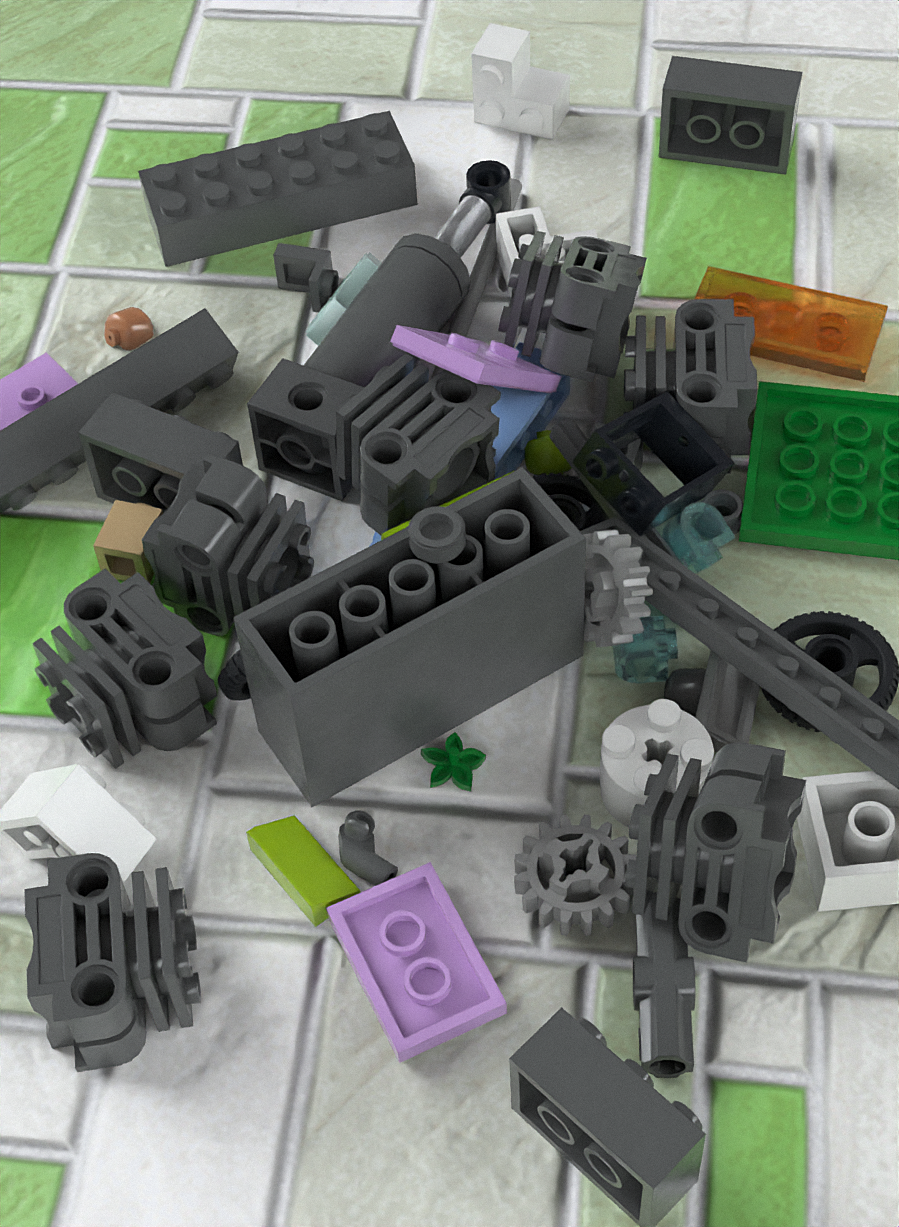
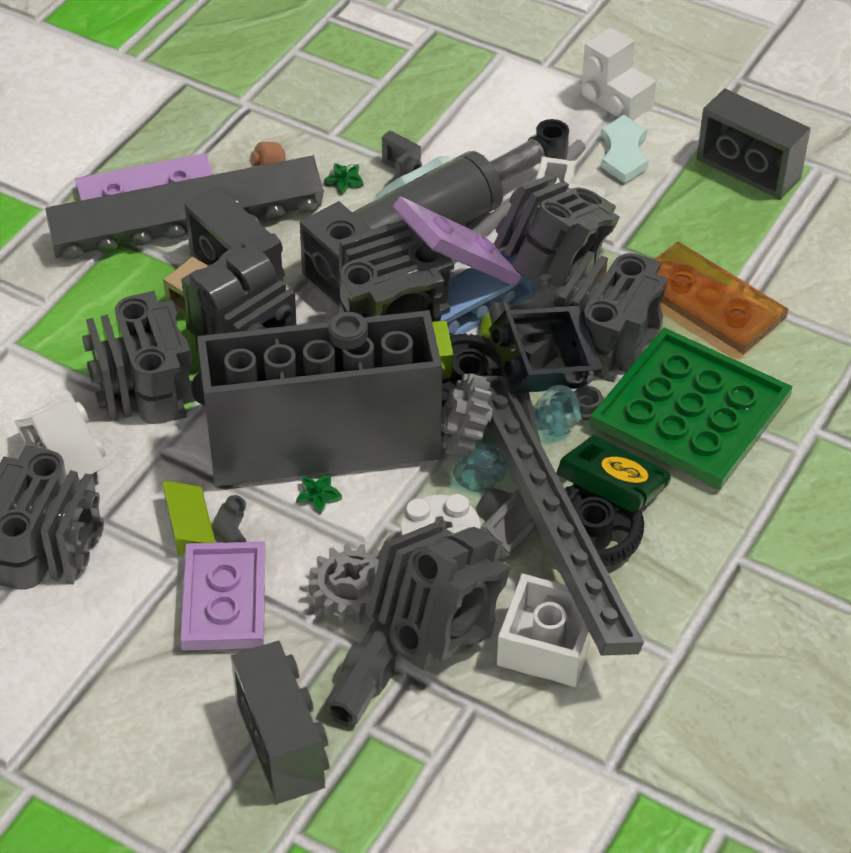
camera: 20 degrees right, 5 degrees down
(246, 323) = (345, 177): none -> green plant
(278, 187) = (414, 95): dark grey brick -> none
(563, 163) = (624, 157): none -> light aqua tile
(817, 595) = (613, 473): none -> dark green container

